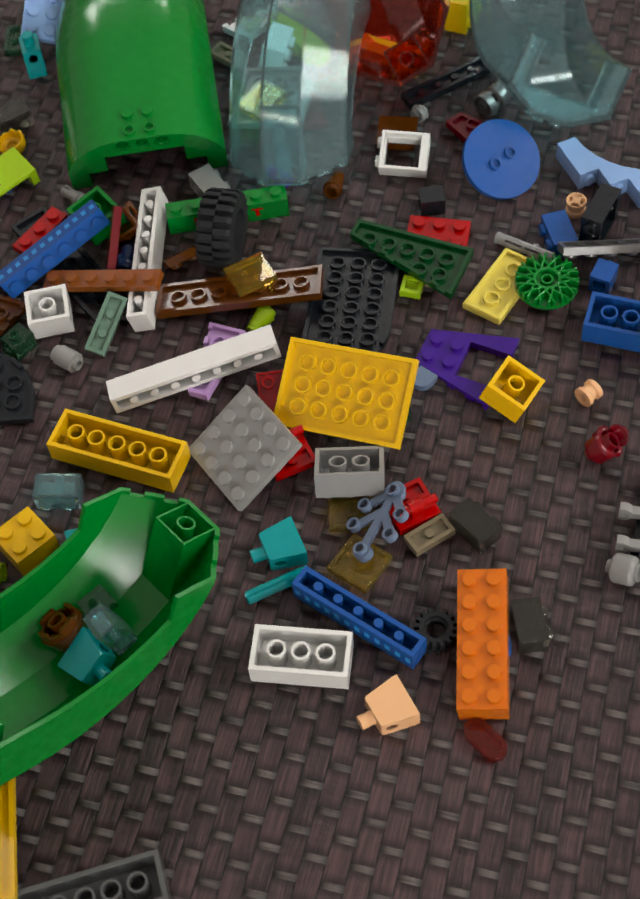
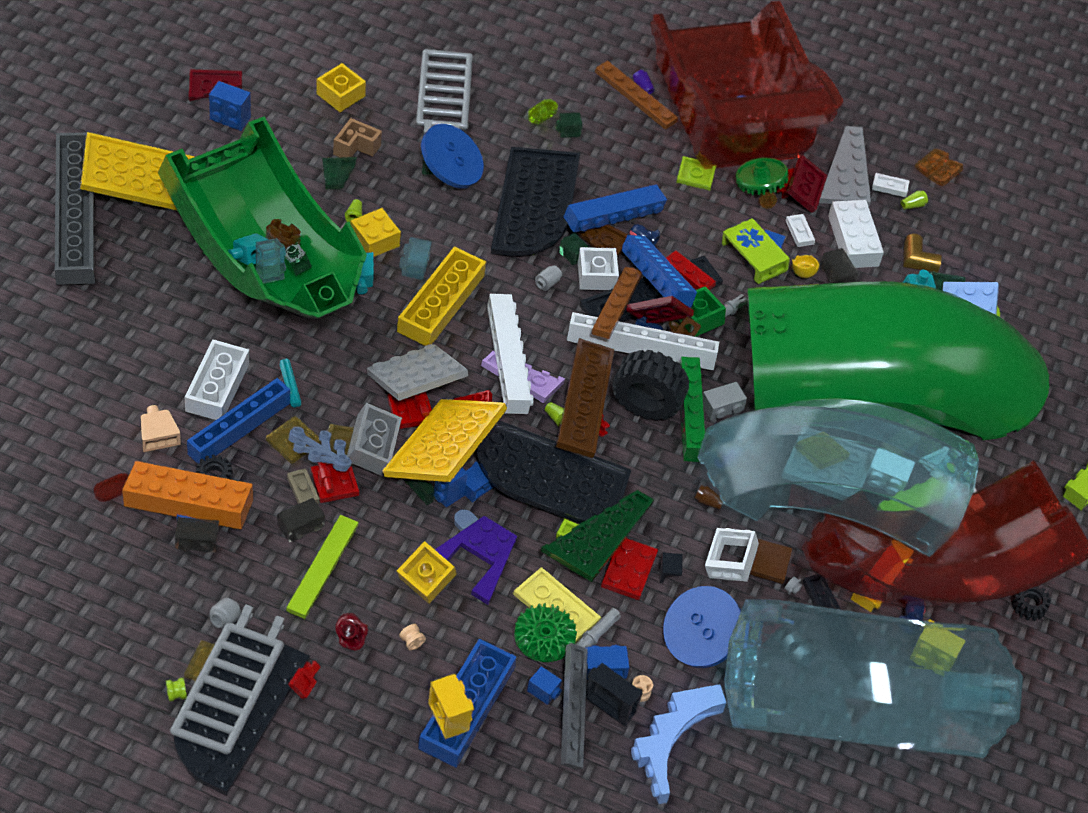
camera: 85 degrees right, 5 degrees down
(106, 324) = (574, 303): sand green plate -> none
(250, 274) = (598, 402): clear yellow tile -> none
(280, 546) = (322, 388): teal torso -> none
(525, 495) = (322, 567): none -> lime tile

